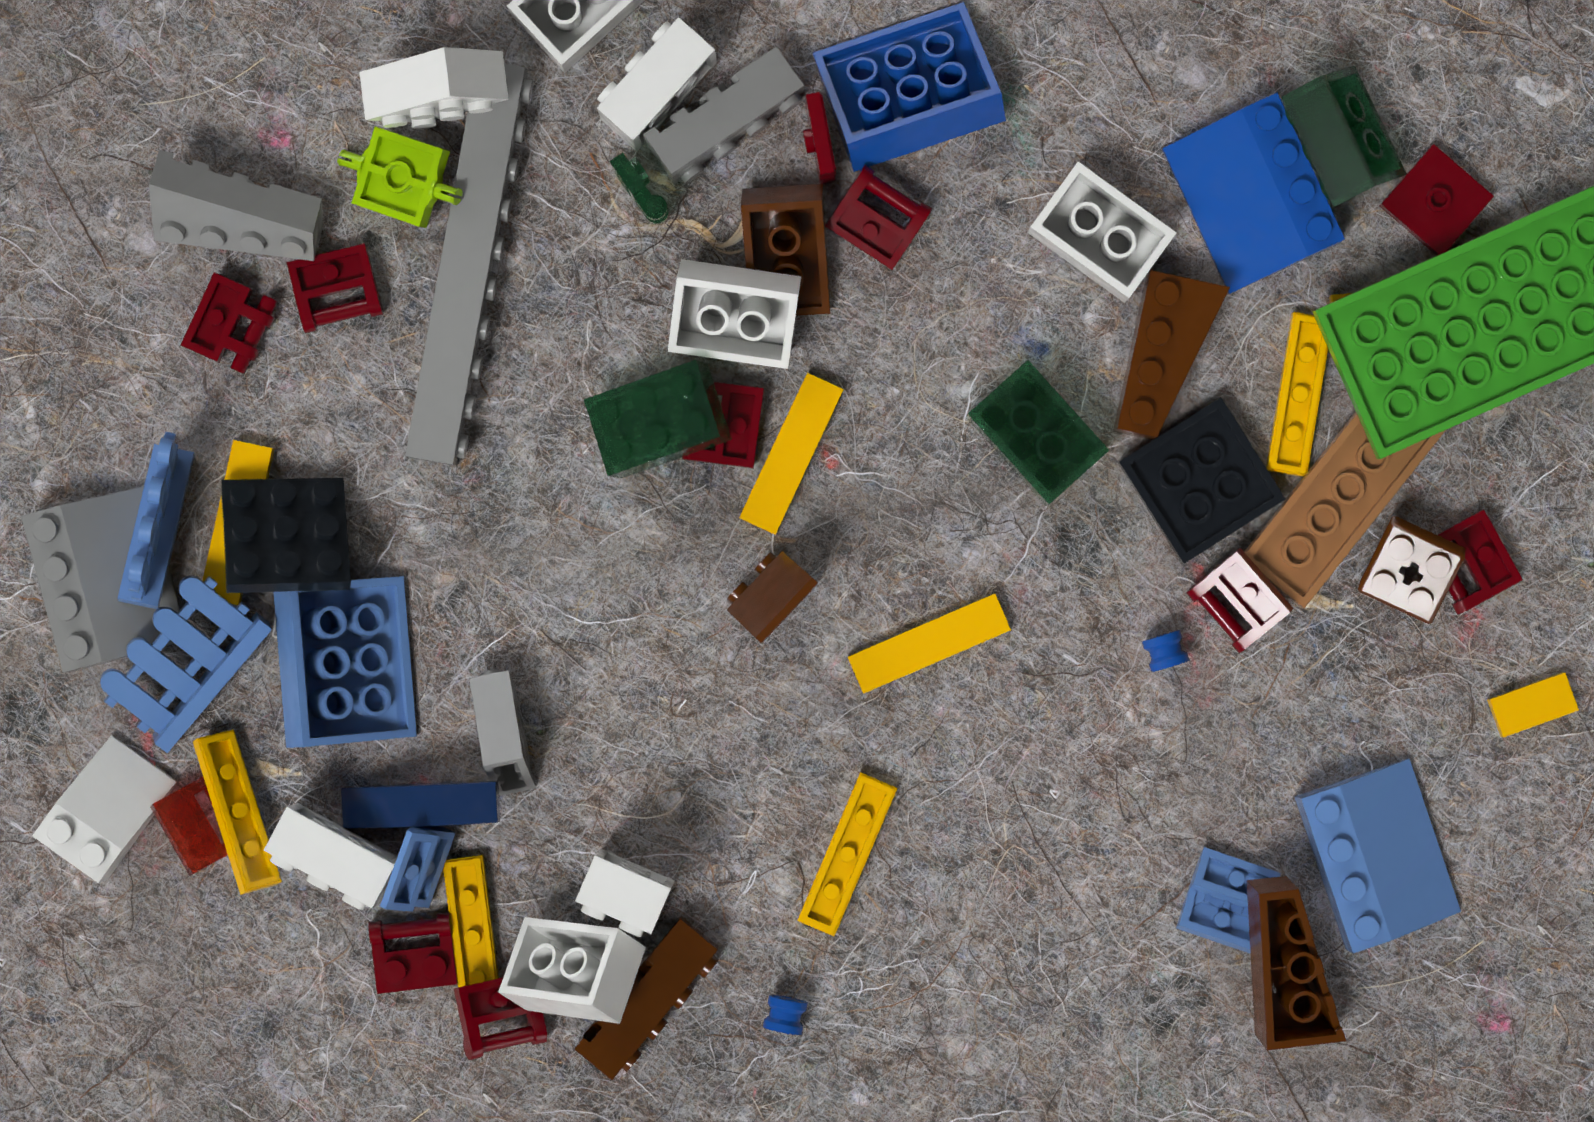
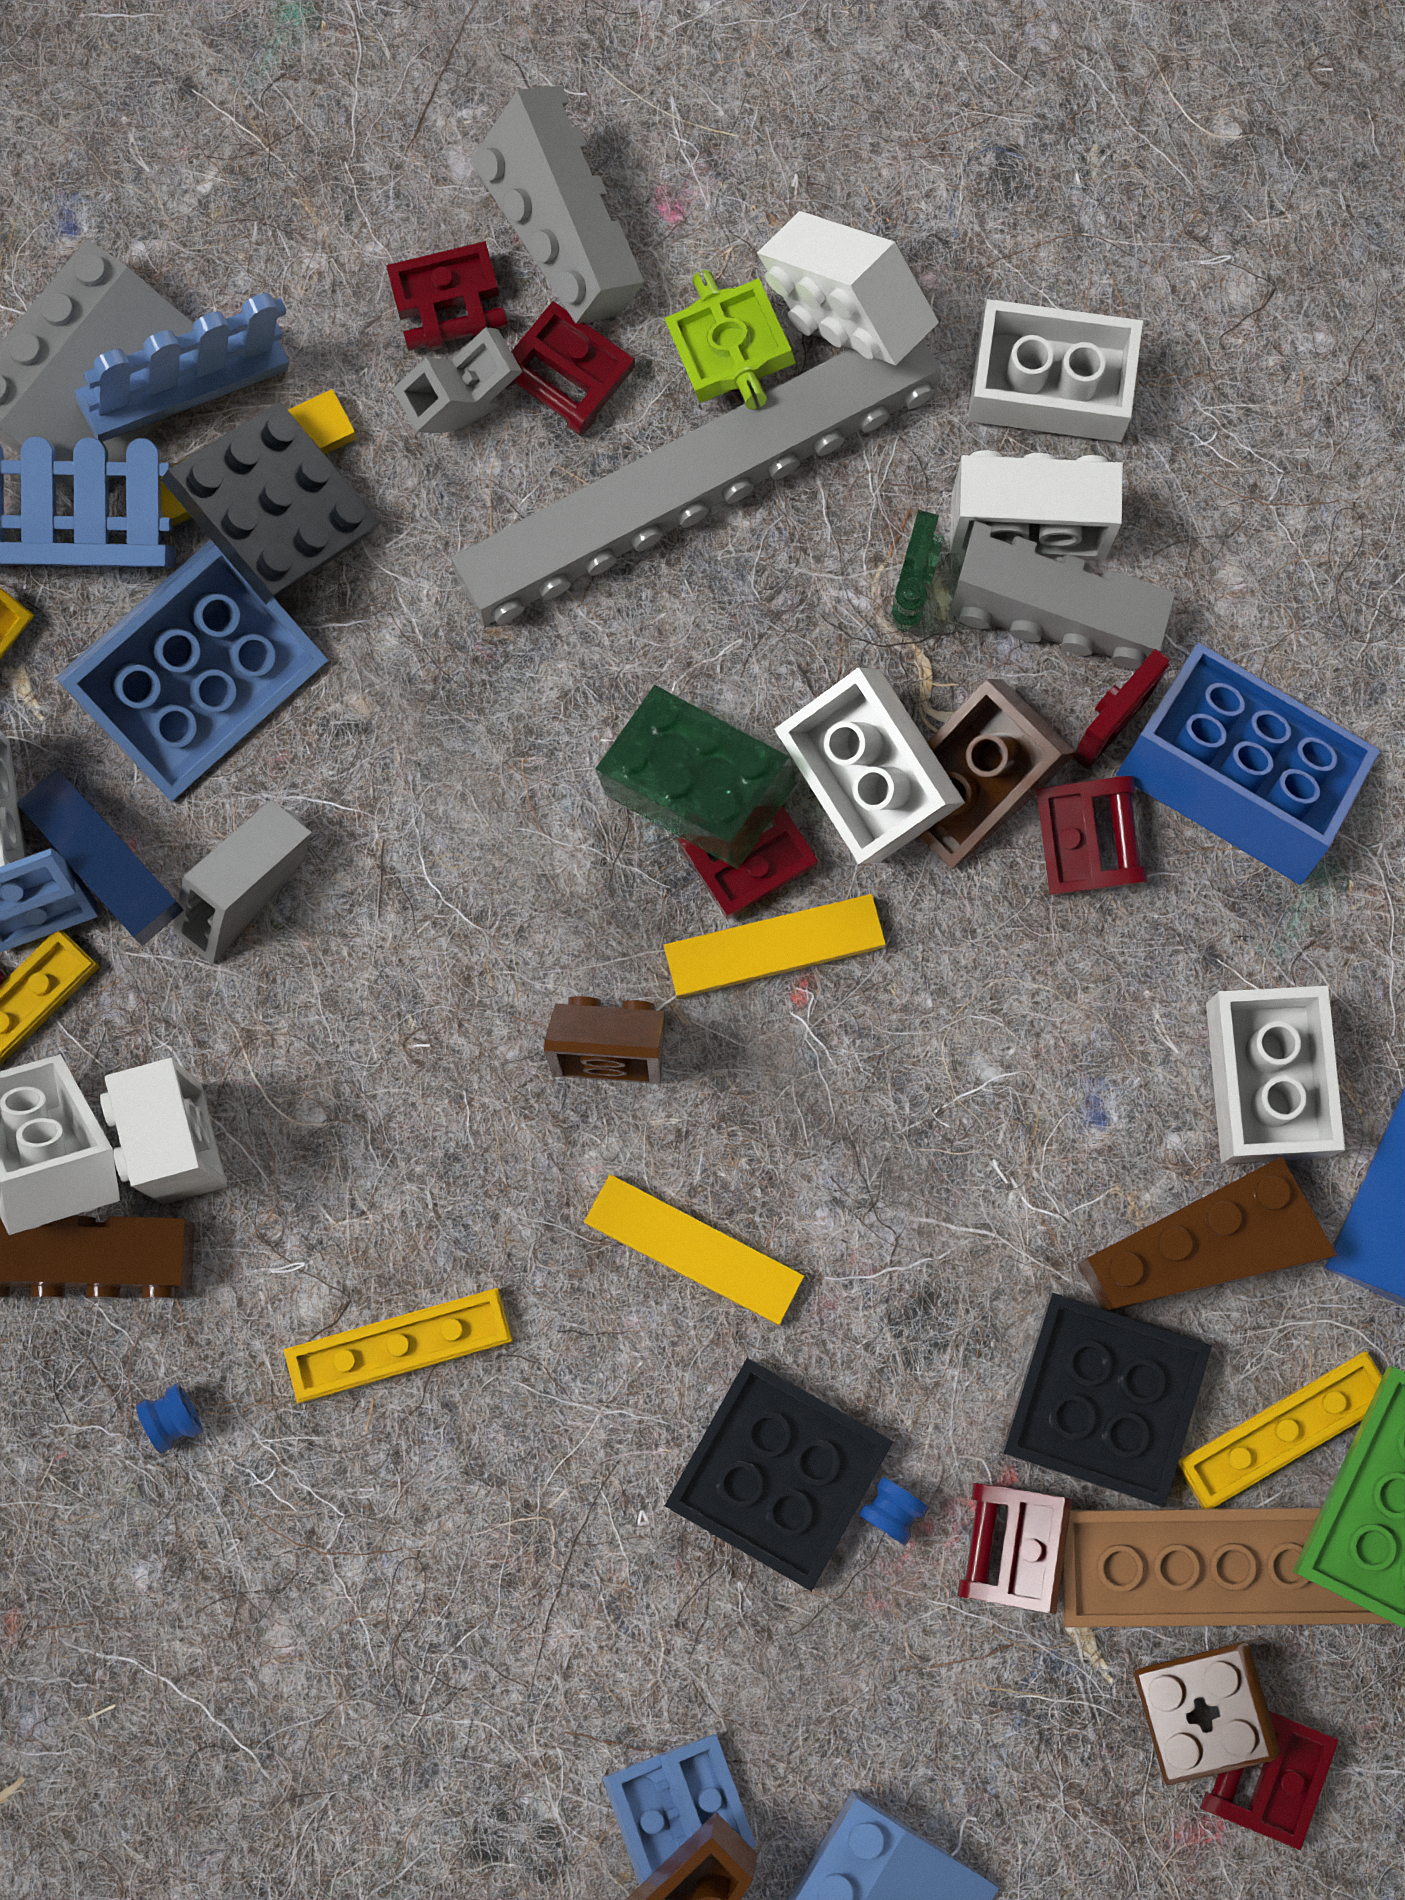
camera: 50 degrees right, 10 degrees down
(297, 363) = (458, 391): none -> light grey brick
(1037, 433) = (1009, 1178): clear green brick -> none
(1093, 698) = (779, 1474): none -> black plate

